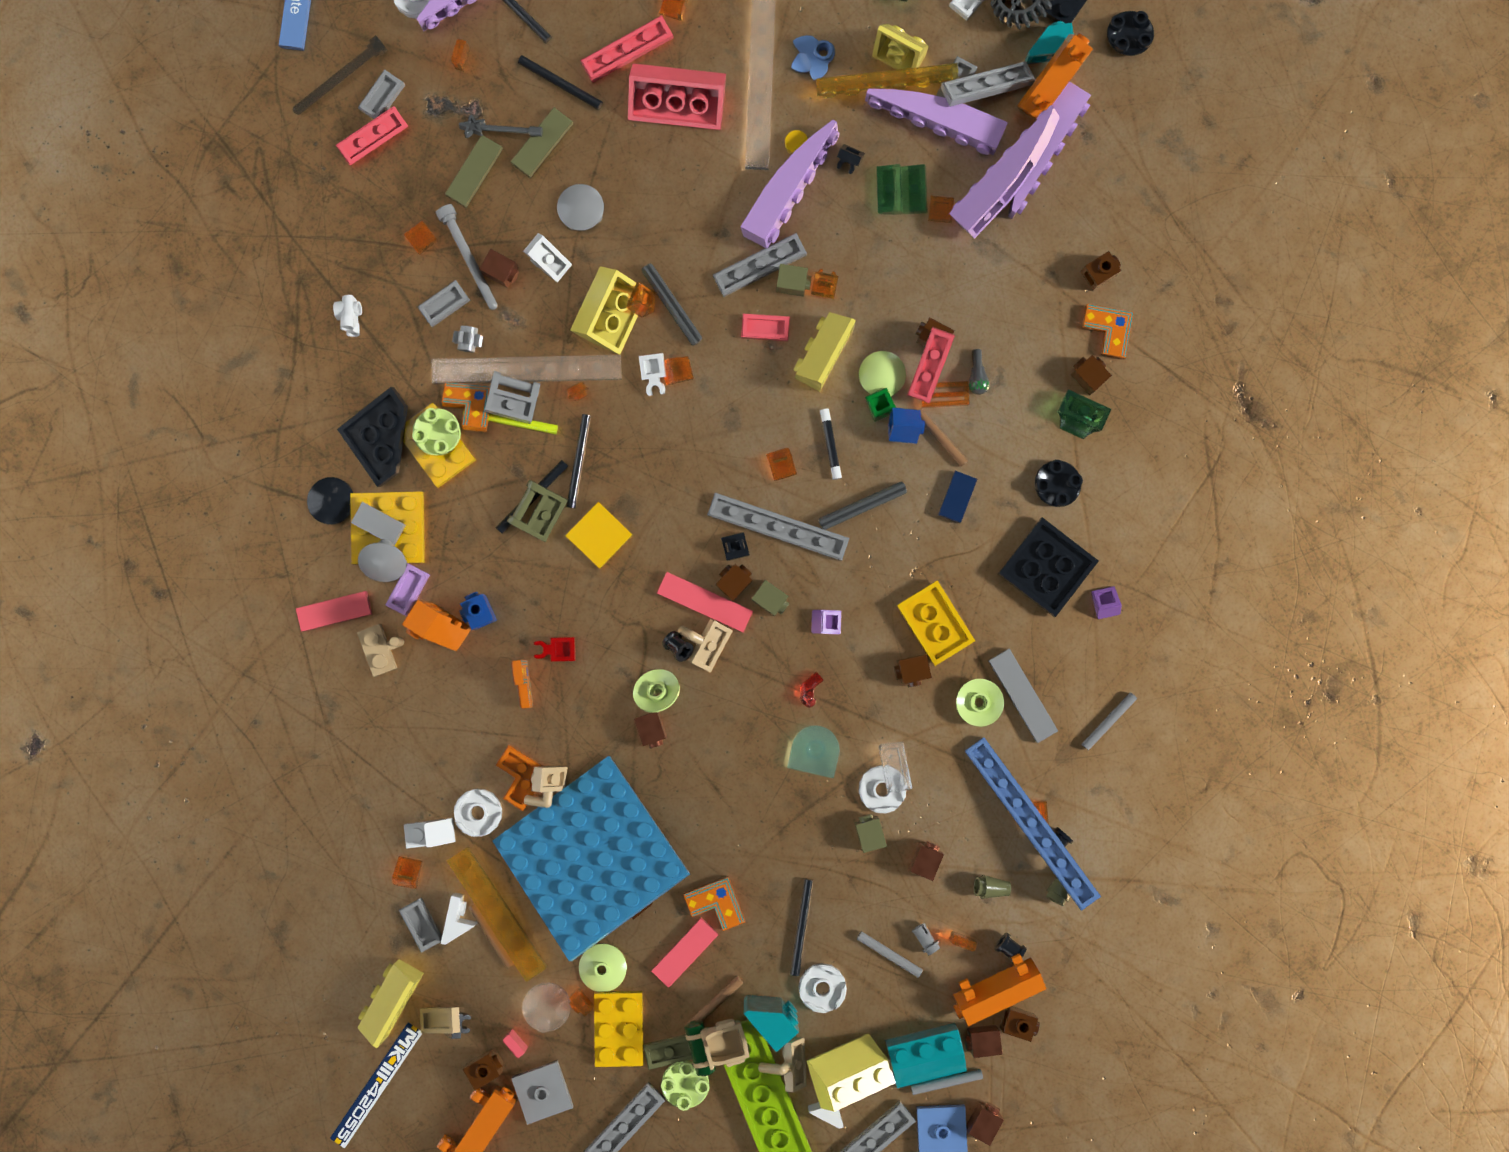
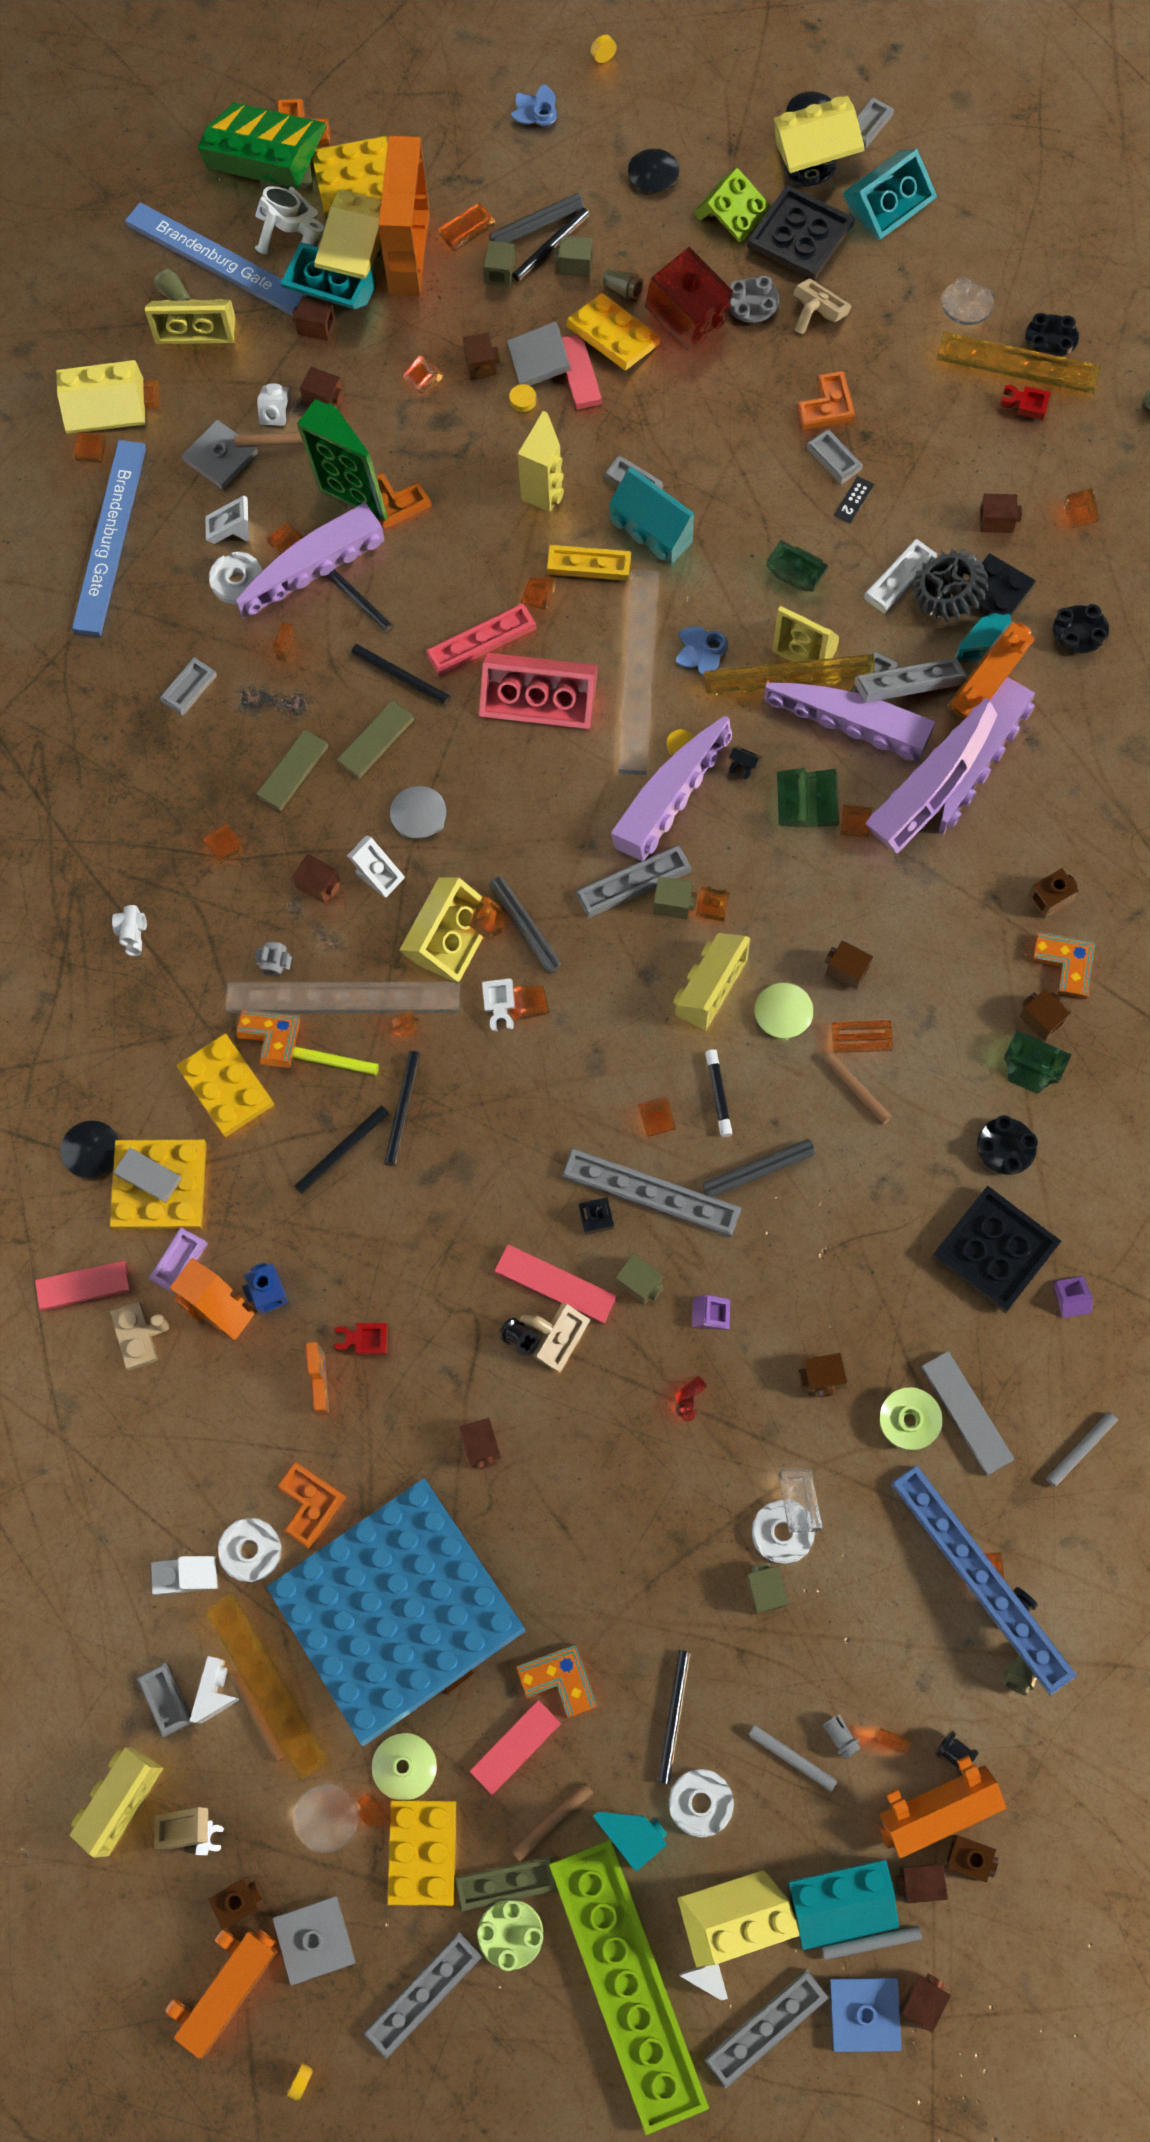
camera: 10 degrees right, 15 degrees down
(371, 135) = (173, 728): coral tile -> none
(374, 48) = (184, 634): clear smoke piece -> none
(376, 1085) = (87, 1925): sticker -> none
(378, 435) = (155, 1070): black plate -> none
(382, 561) = (149, 1222): light grey dish -> none
(407, 872) = (151, 1628): clear orange slope -> none
(436, 431) = (228, 1065): yellowish green dish -> none
(443, 303) = (246, 919): light grey tile -> none
(448, 216) = (257, 819): light grey piece -> none
(477, 126) = (299, 720): dark grey piece -> none
(510, 404) = (320, 1035): light grey plate -> none
(515, 1043) = (280, 1867): coral tile -> none
(544, 515) = (356, 1170): olive plate -> none
(546, 780) = (345, 1504): tan plate -> none
(599, 535) = (423, 1198): yellow tile -> none
(653, 683) = (489, 1393): yellowish green dish -> none
(716, 1045) = (554, 1873): tan piece -> none
(734, 580) = (593, 1257): reddish brown brick -> none
(765, 327) = (639, 953): coral tile -> none
(794, 1065) = (659, 1909): tan plate -> none
(815, 751) = (694, 1480): clear light blue tile -> none
(880, 404) = (781, 1046): green slope -> none
(905, 425) = (812, 1070): blue brick -> none
(926, 860) = (842, 1627): copper brick -> none
(931, 364) = (844, 996): coral tile -> none
(935, 623) = (852, 1316): yellow plate -> none
(957, 497) = (879, 1160): dark blue tile -> none
(978, 380) = (904, 1019): dark grey piece -> none
(991, 887) = (929, 1667): olive cone -> none

